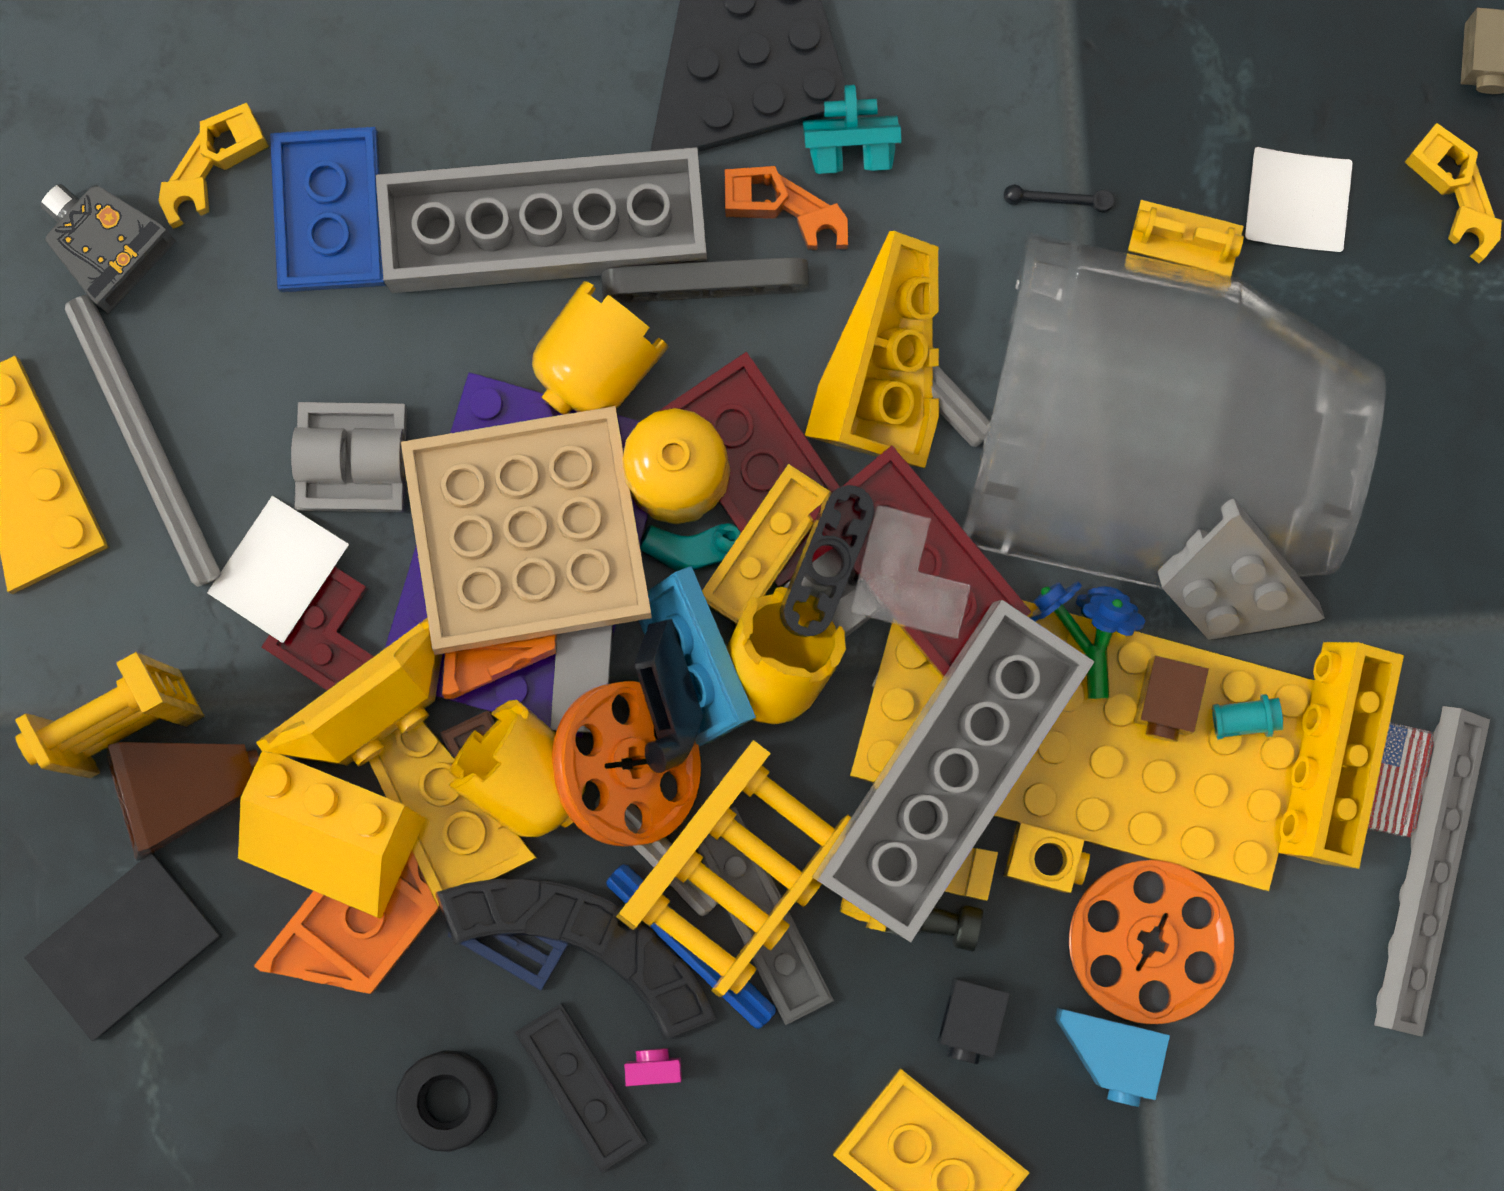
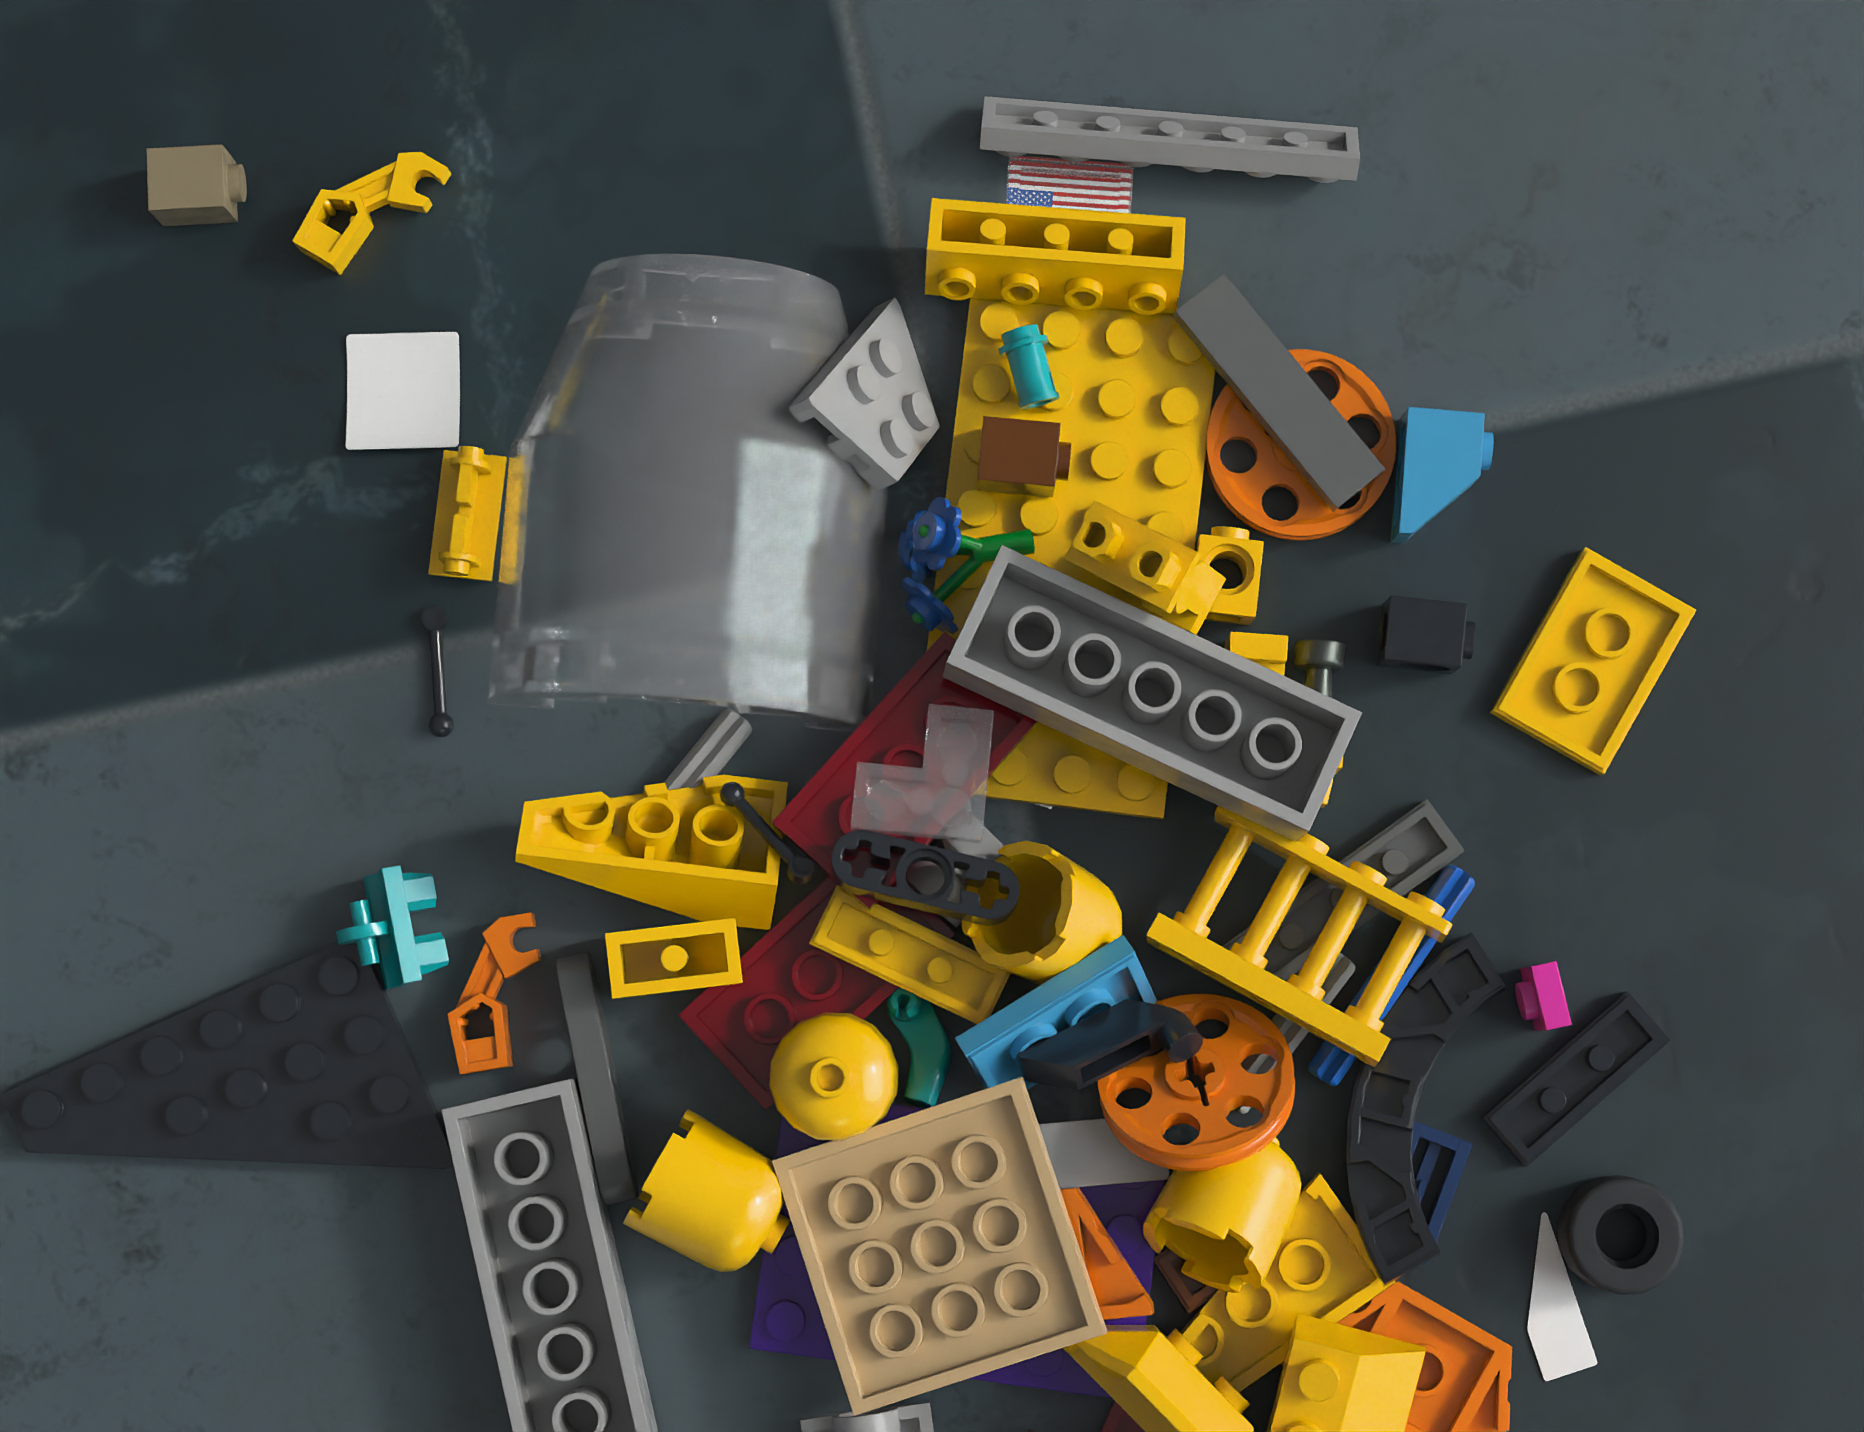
camera: 100 degrees left, 0 degrees up
(388, 1037) = (1554, 1314): none -> white sticker
(792, 350) = (673, 958): none -> yellow slope
(850, 462) = (799, 867): none -> black hinge
(1059, 782) = (1146, 565): none -> yellow hips
(1198, 927) = (1278, 392): none -> dark grey tile

